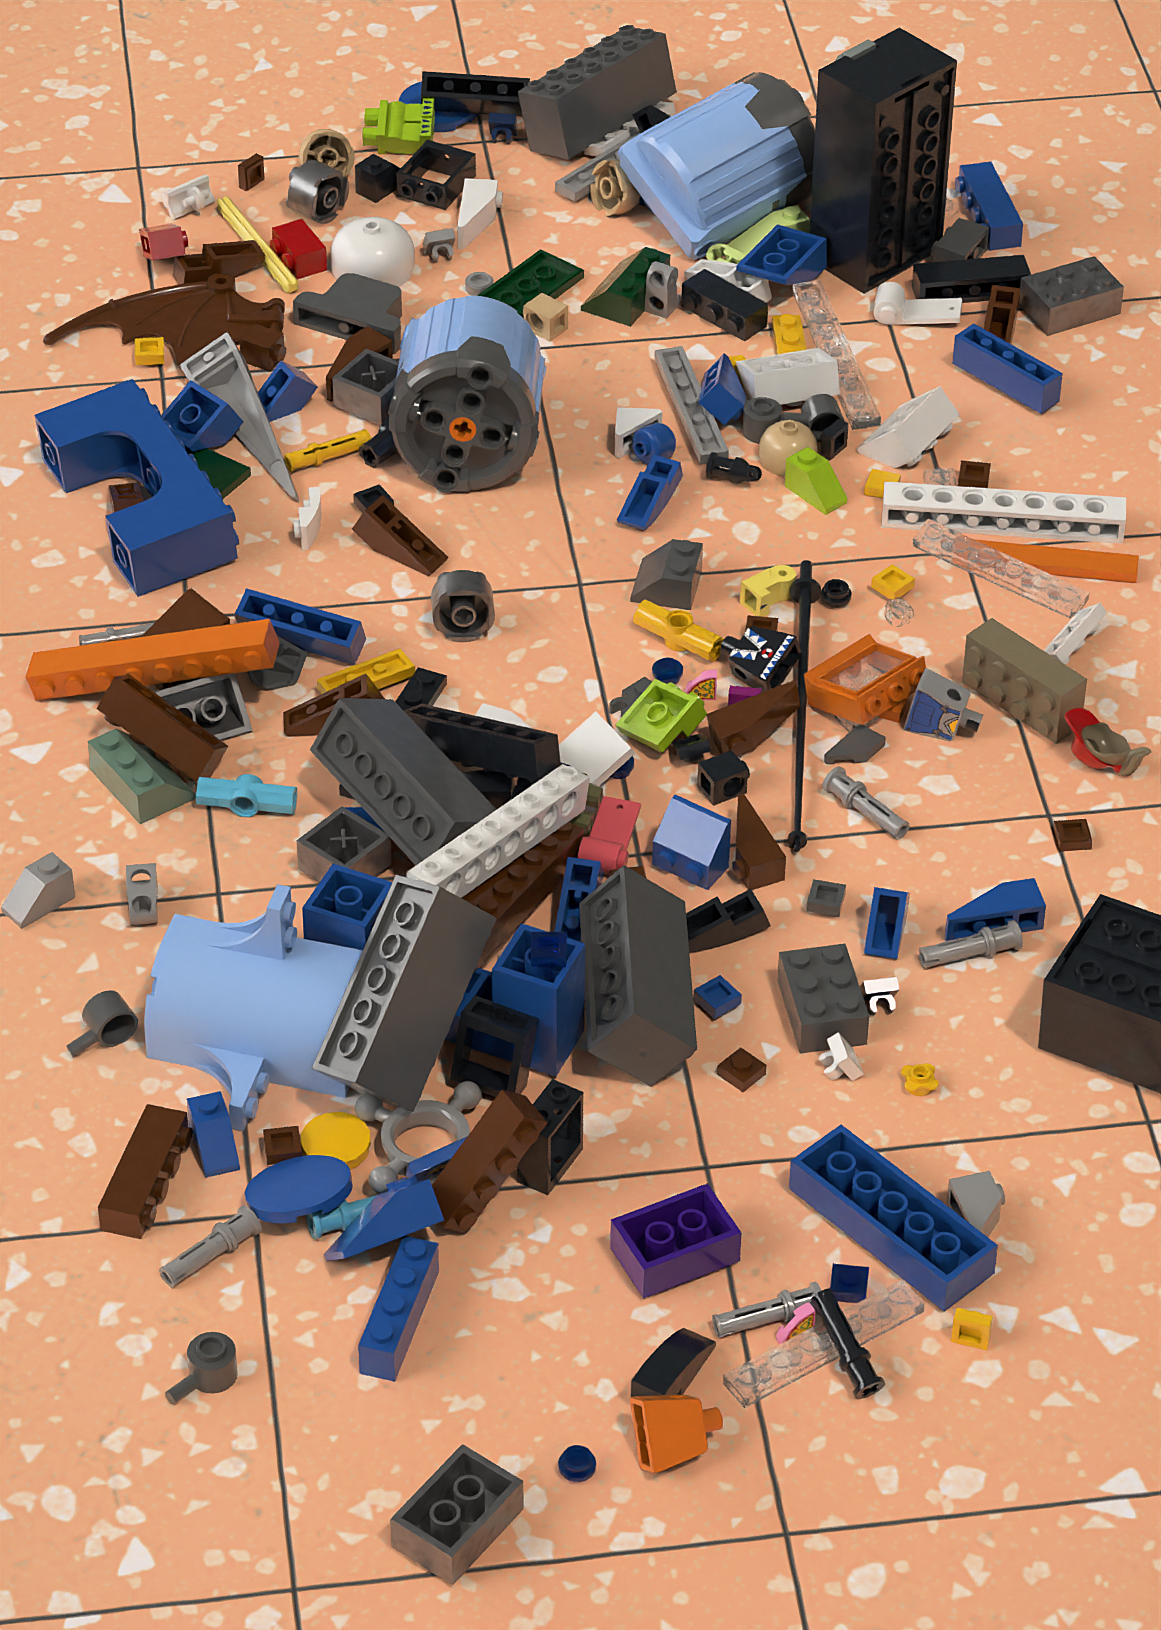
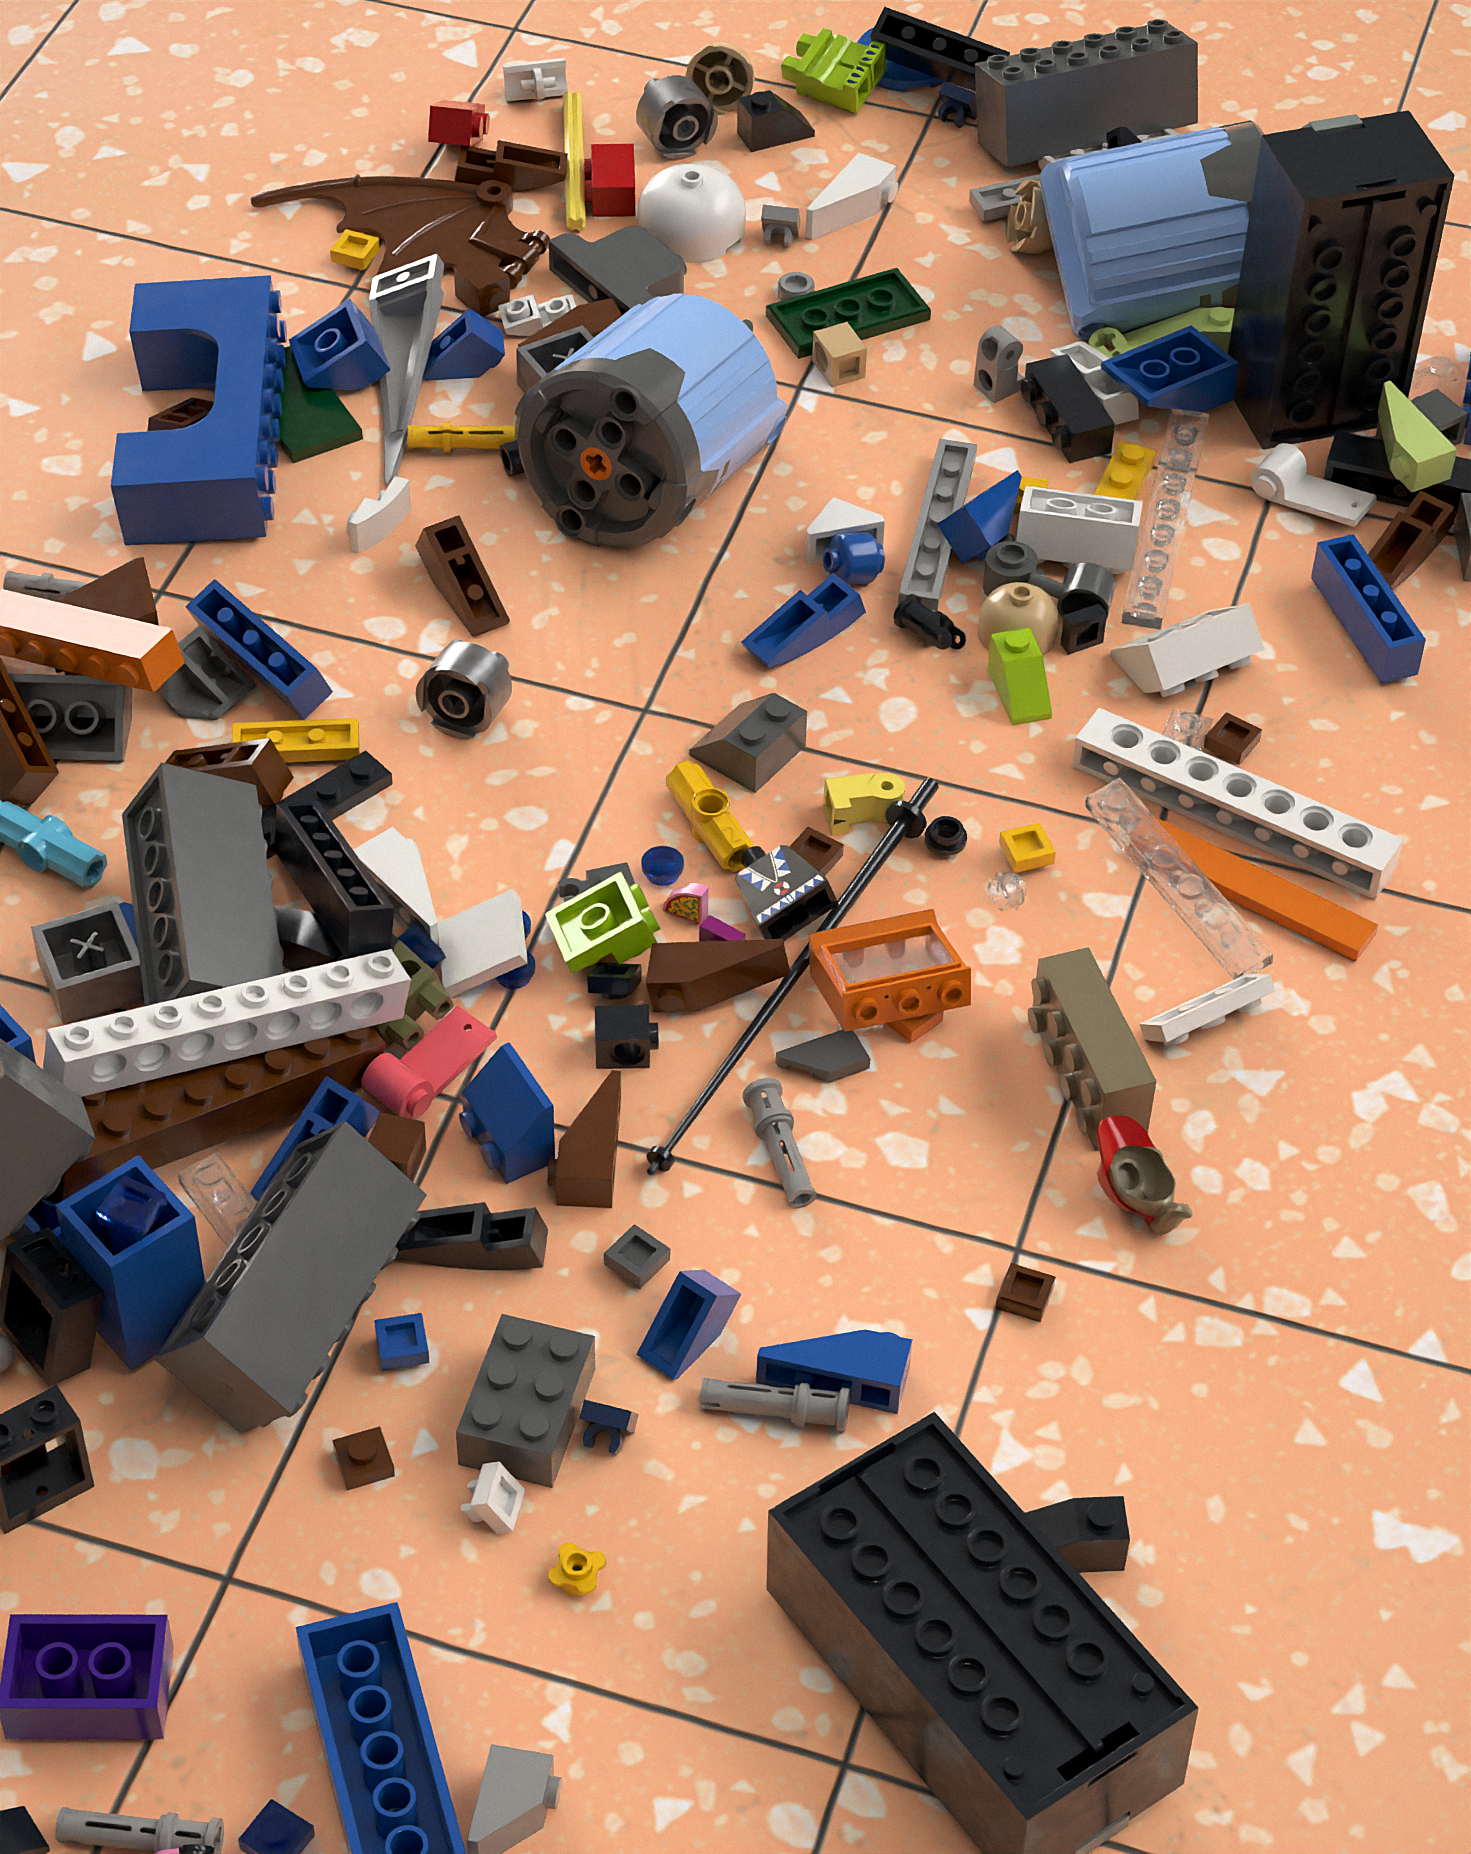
camera: 25 degrees right, 5 degrees up
(251, 172) = (626, 71): reddish brown tile -> none
(315, 357) = (526, 318): none -> white slope
(367, 497) = (474, 516): black plate -> none
(432, 157) = (846, 113): black window -> none
(624, 289) = (949, 359): dark green slope -> none
(875, 482) = (1111, 701): yellow tile -> none
(940, 708) = (959, 1045): torso -> none
(970, 254) = (1413, 445): none -> yellowish green slope

